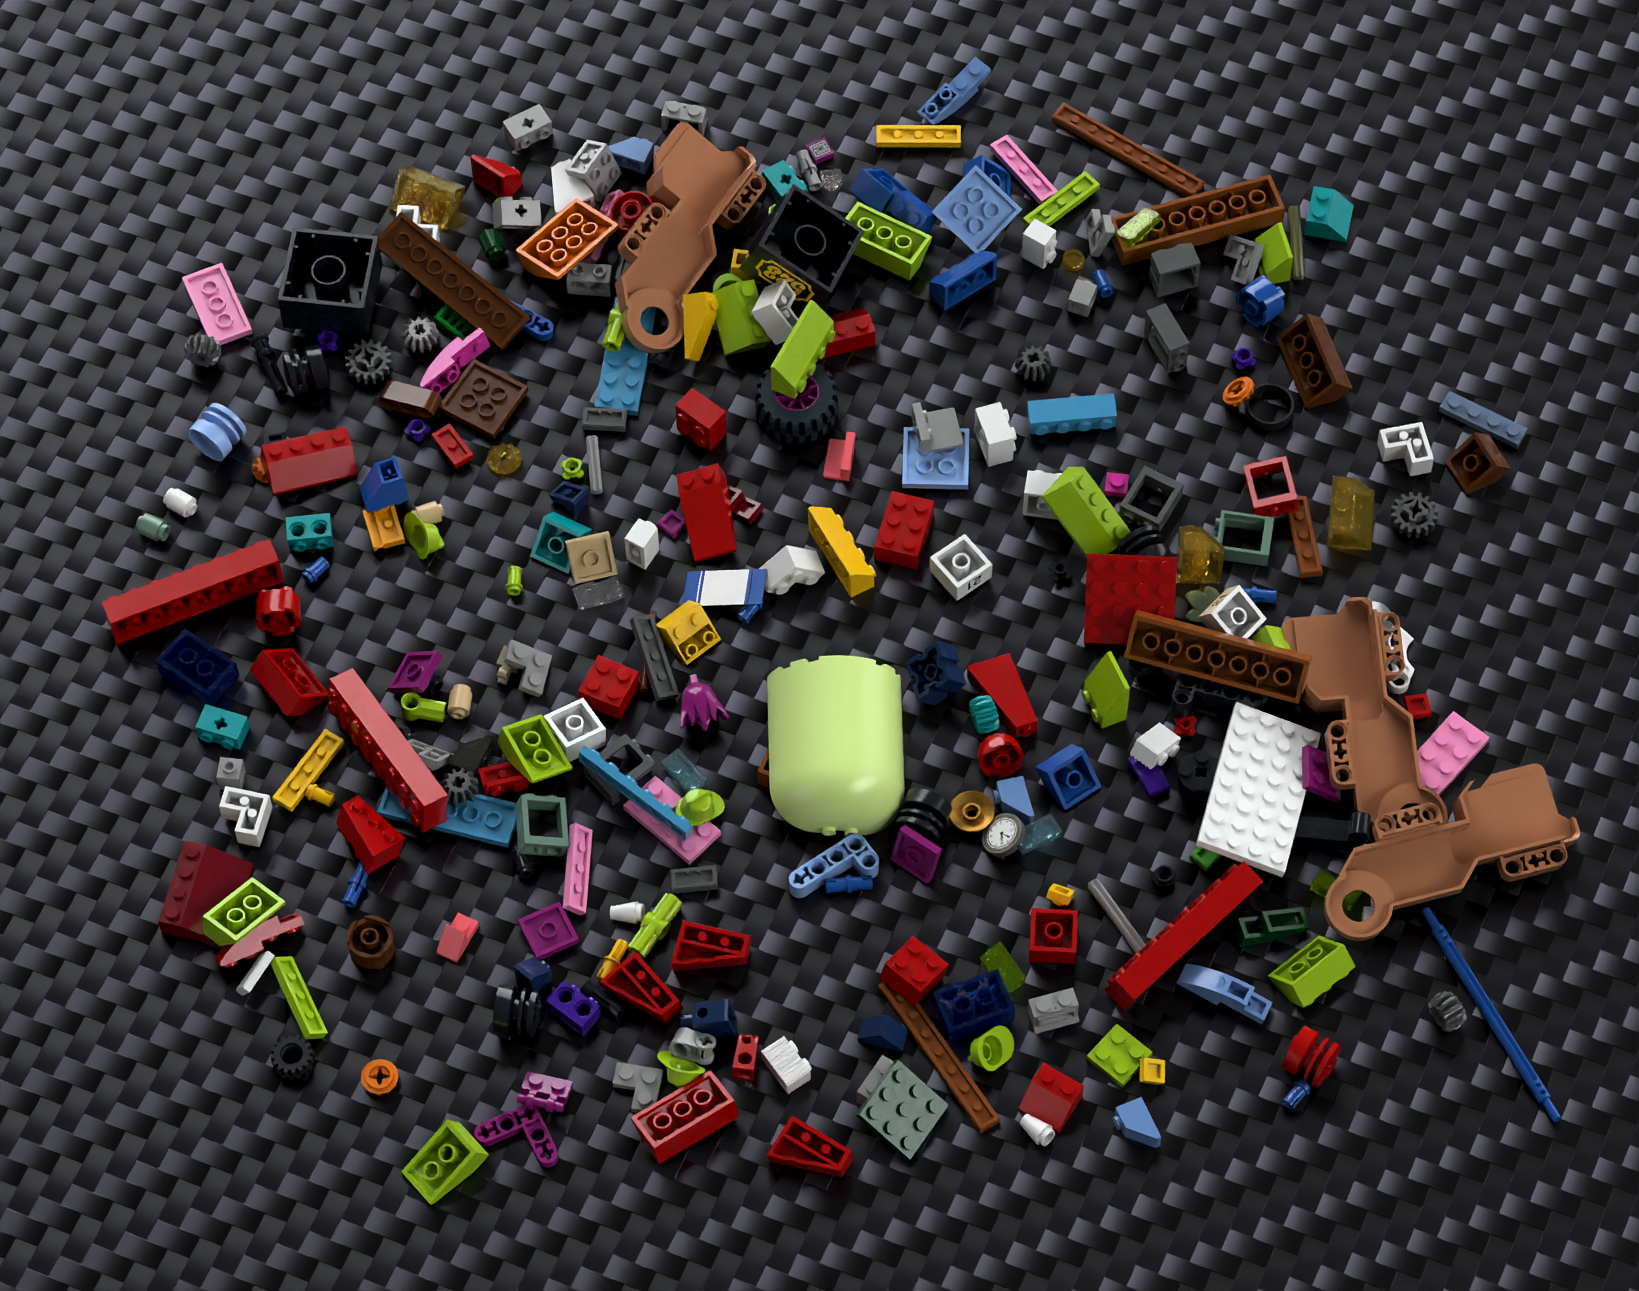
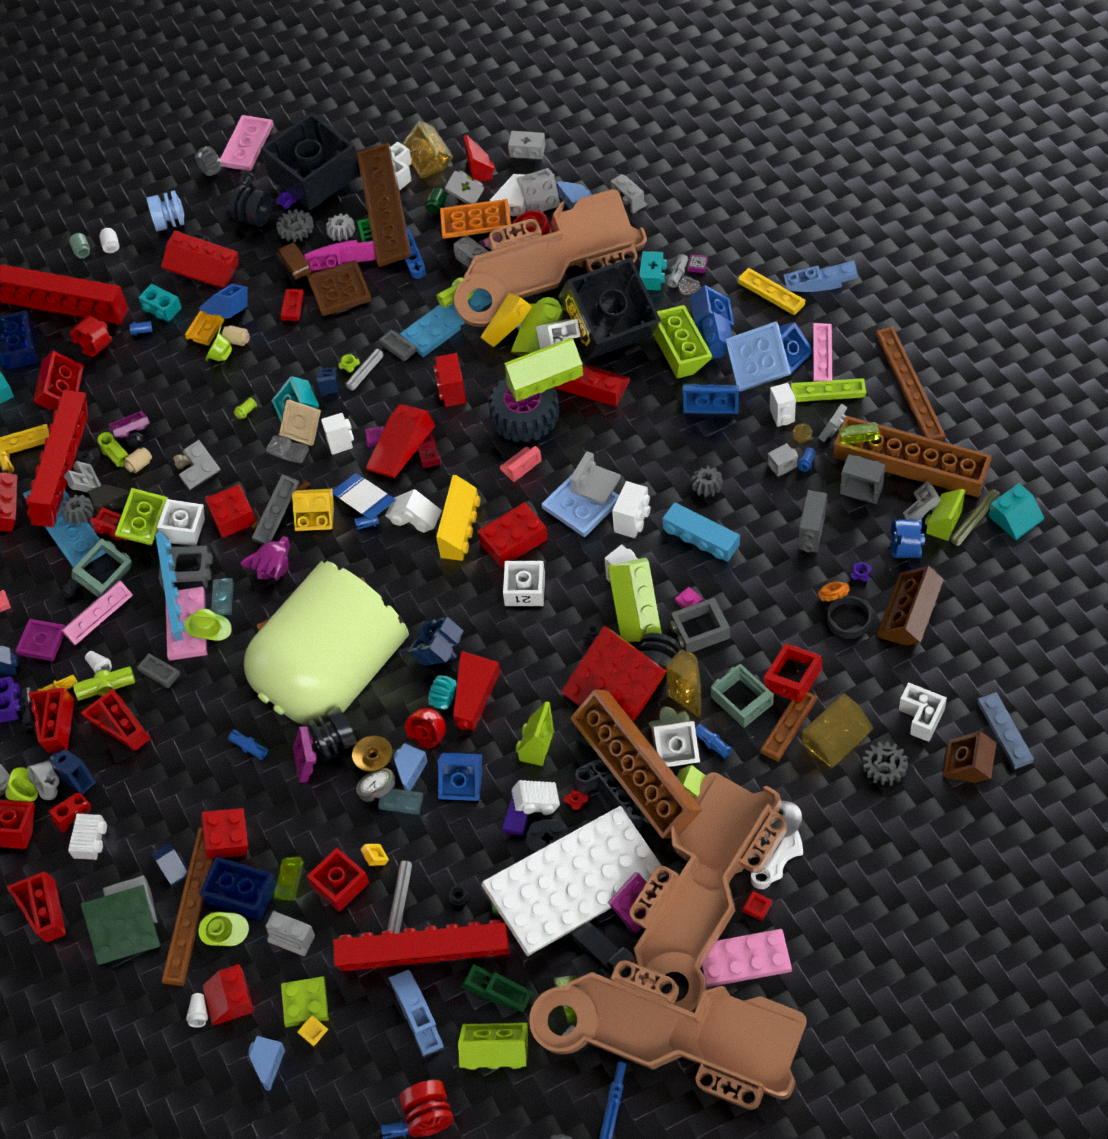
camera: 45 degrees right, 5 degrees down
(413, 426) = (283, 282): dark purple plate -> none
(508, 465) = (313, 337): clear yellow gear -> none
(802, 886) = (222, 722): light blue beam -> none

